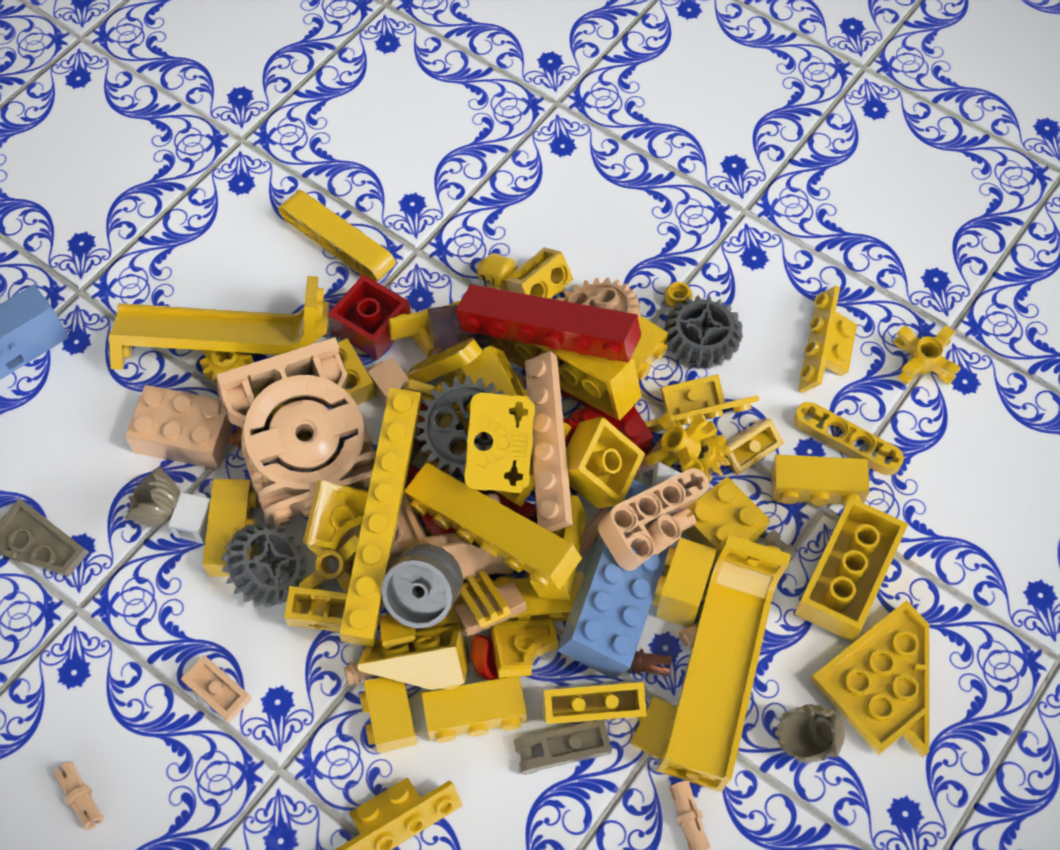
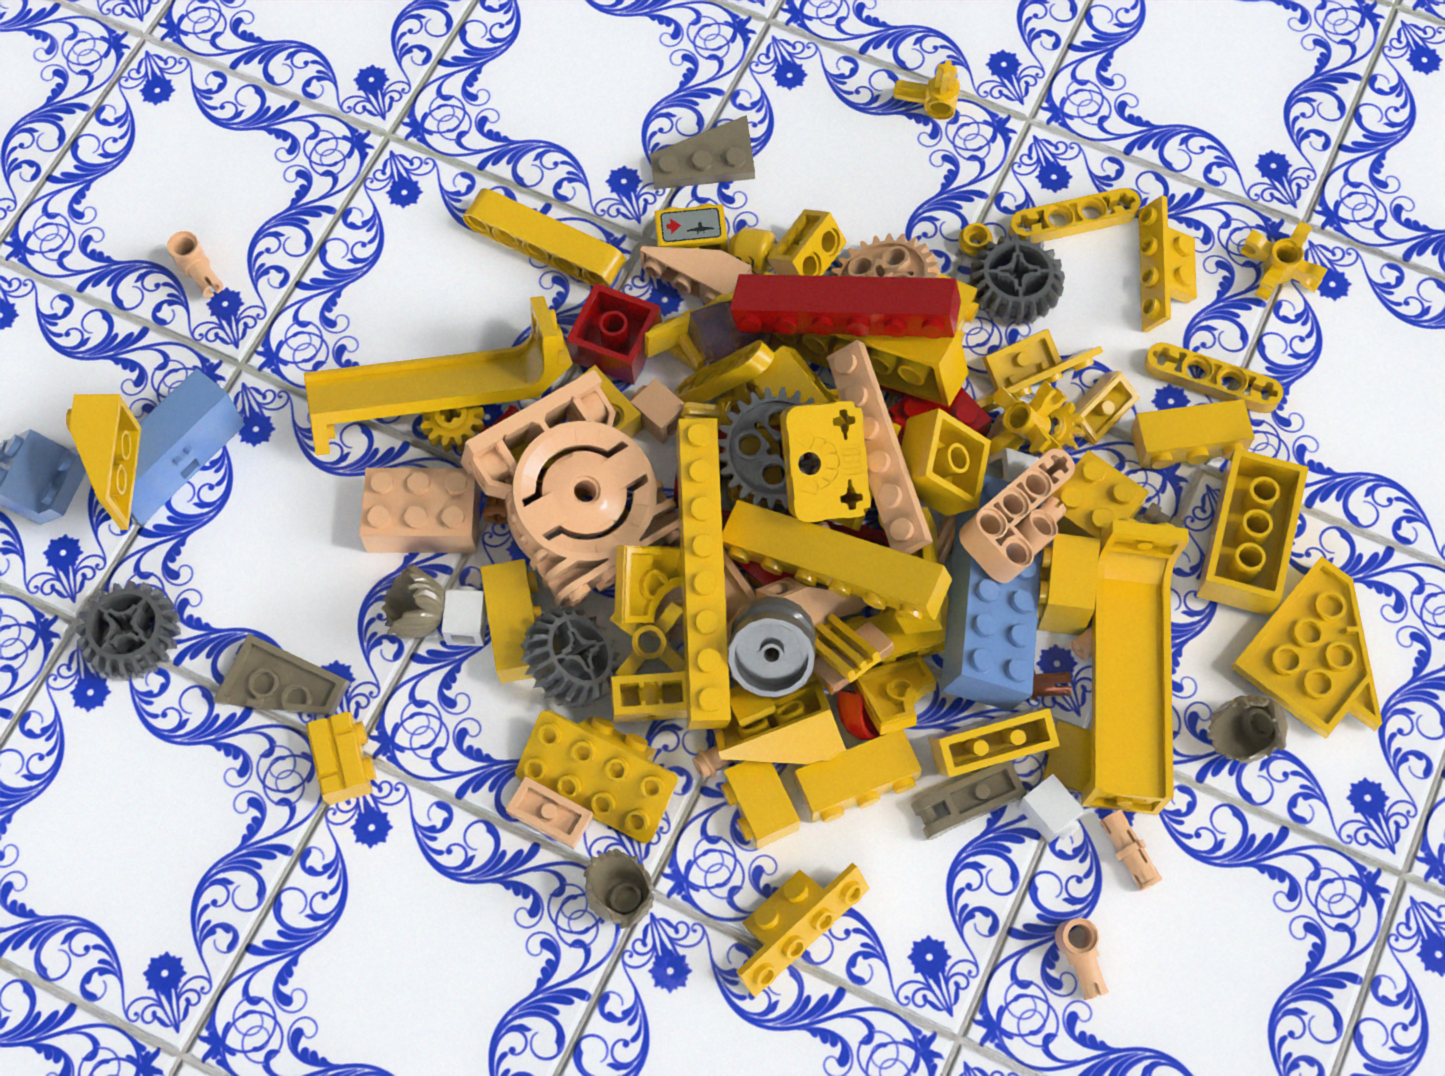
camera: 10 degrees left, 5 degrees up
(62, 611) = (340, 757): none -> yellow brick
(64, 206) = (195, 263): none -> light nougat pin
(78, 796) = (421, 967): light nougat pin -> none
(251, 762) = (618, 888): none -> dark tan hair
(265, 663) = (600, 771): none -> yellow bracket
(444, 278) = (694, 271): none -> light nougat slope
(451, 251) = (692, 227): none -> brick
(480, 197) = (706, 158): none -> dark tan wing
(630, 769) = (1052, 809): none -> white brick
(674, 179) = (938, 95): none -> yellow axle
(762, 286) = (1072, 211): none -> yellow beam

